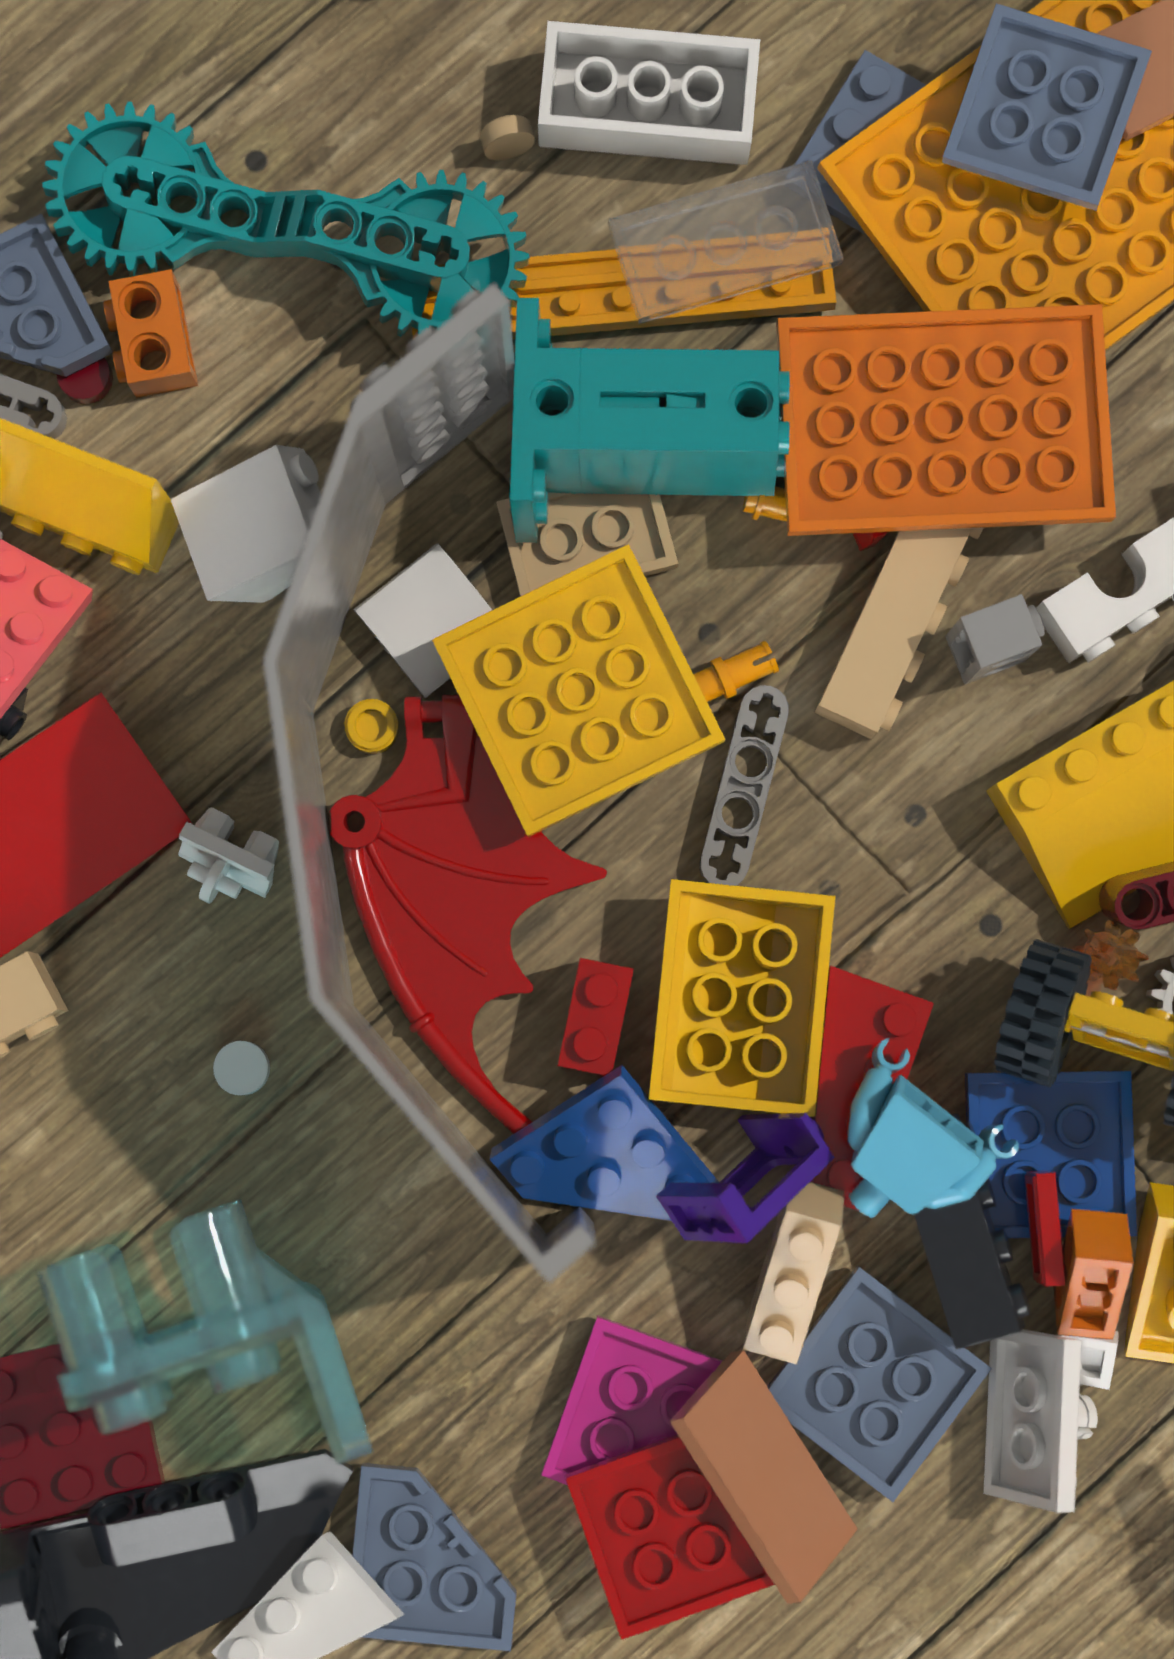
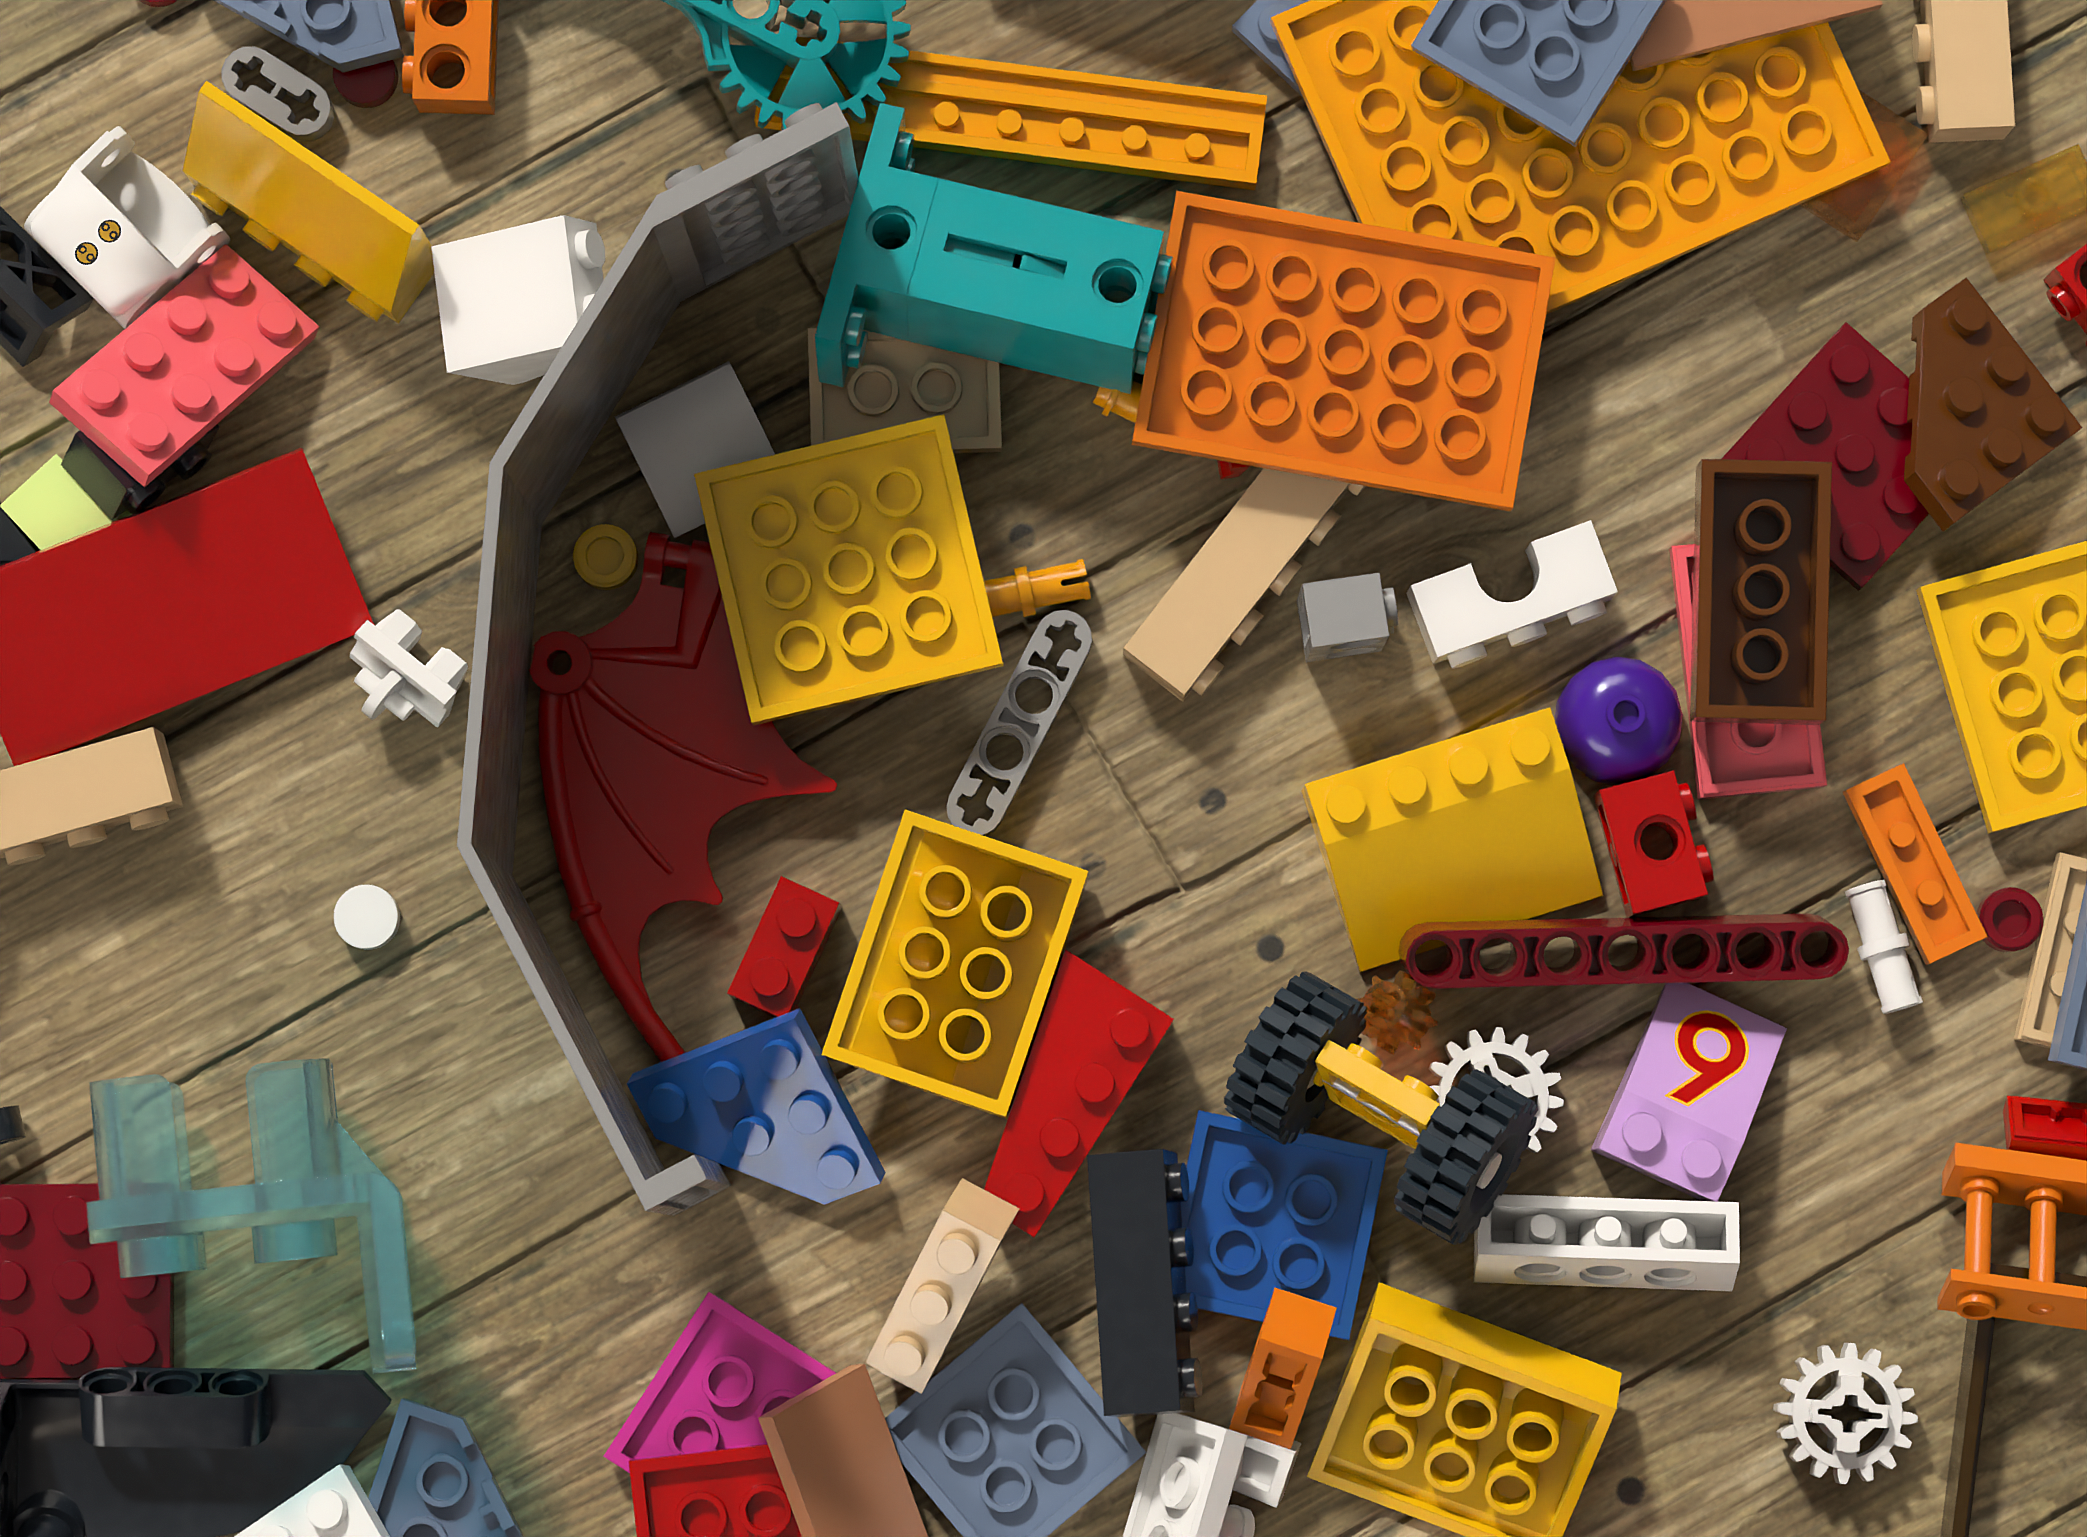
camera: 15 degrees right, 0 degrees up
(719, 1211) = (867, 1192): dark purple window -> none
(725, 241) = (1142, 84): clear tile -> none
(913, 1146) = (1106, 1173): medium azure torso -> none
(1044, 1228) = (1240, 1303): red tile -> none

